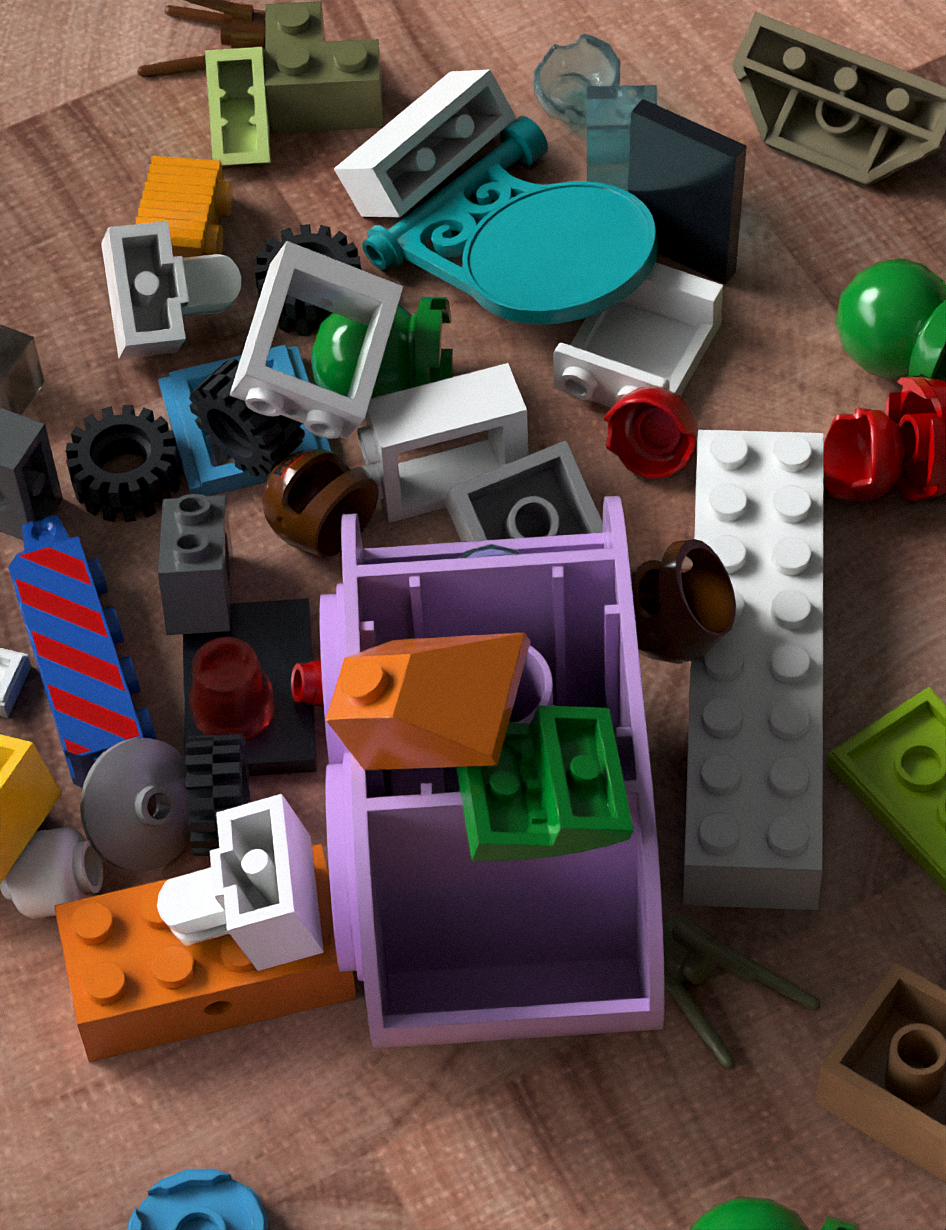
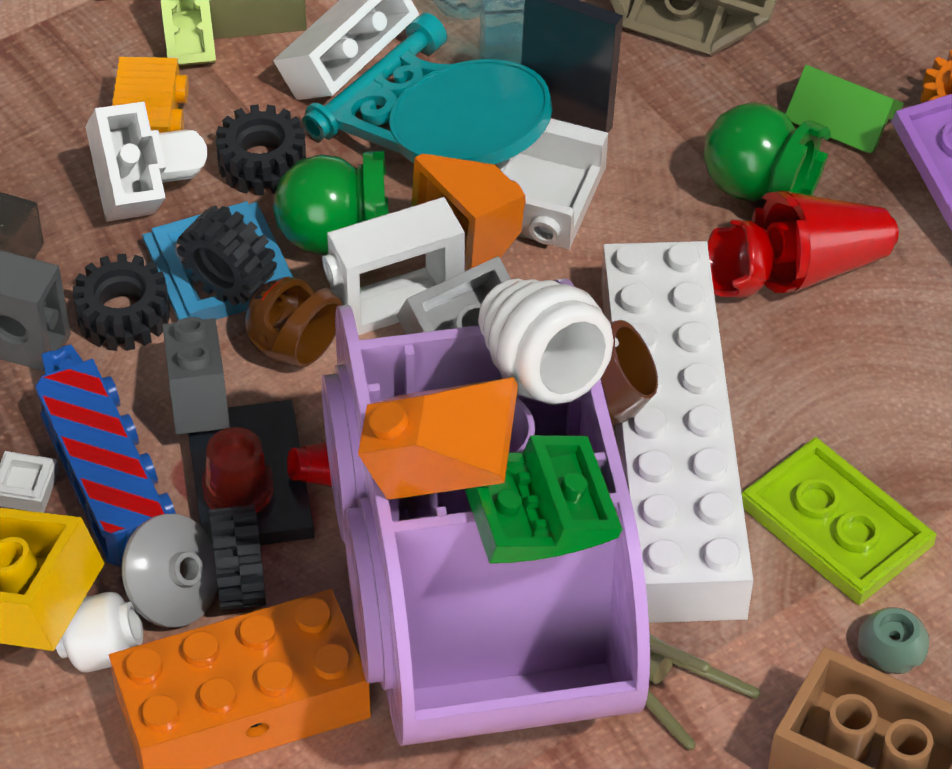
camera: 10 degrees left, 5 degrees down
(255, 890) = (285, 623): brick -> none
(336, 289) = (299, 144): white window -> none
(553, 368) = (481, 199): none -> orange slope
(571, 584) = (546, 338): none -> white piece
(652, 432) = (564, 248): red hair -> none

